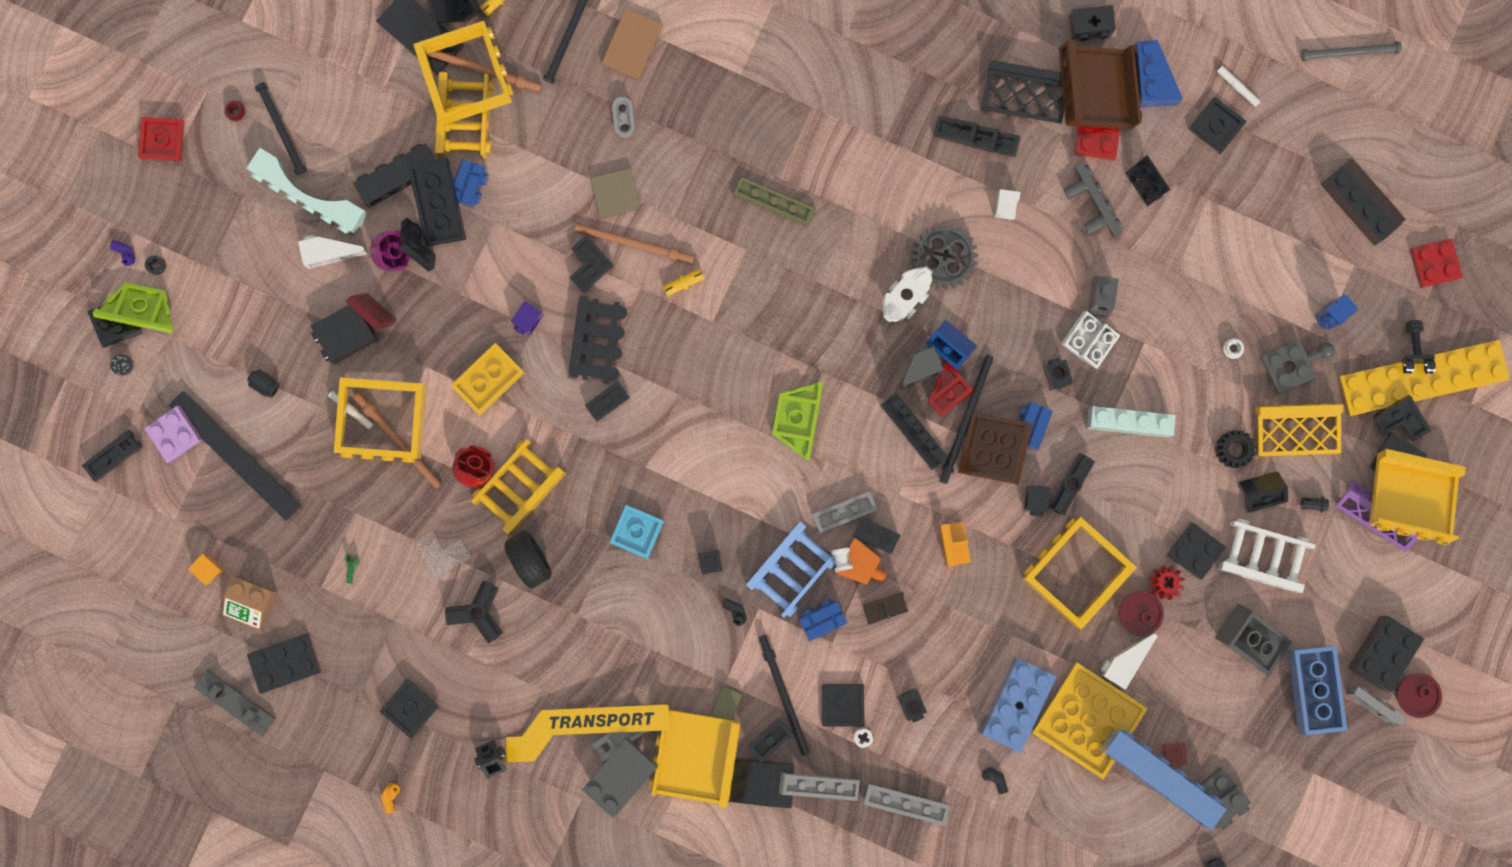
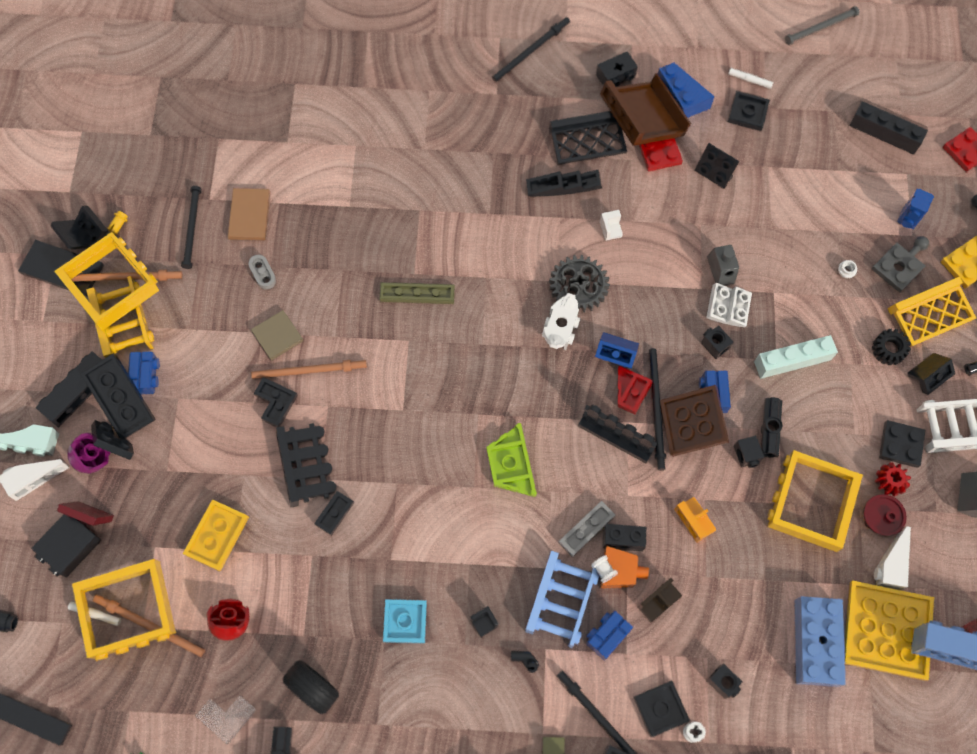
camera: 20 degrees left, 15 degrees down
(525, 506) = (290, 639): yellow fence -> none
(526, 319) = (234, 467): dark purple brick -> none
(683, 282) = (364, 385): yellow pin -> none
(922, 366) = (601, 376): dark grey slope -> none
(996, 777) = (832, 719): black arm -> none
(1105, 217) = (677, 190): dark grey plate -> none

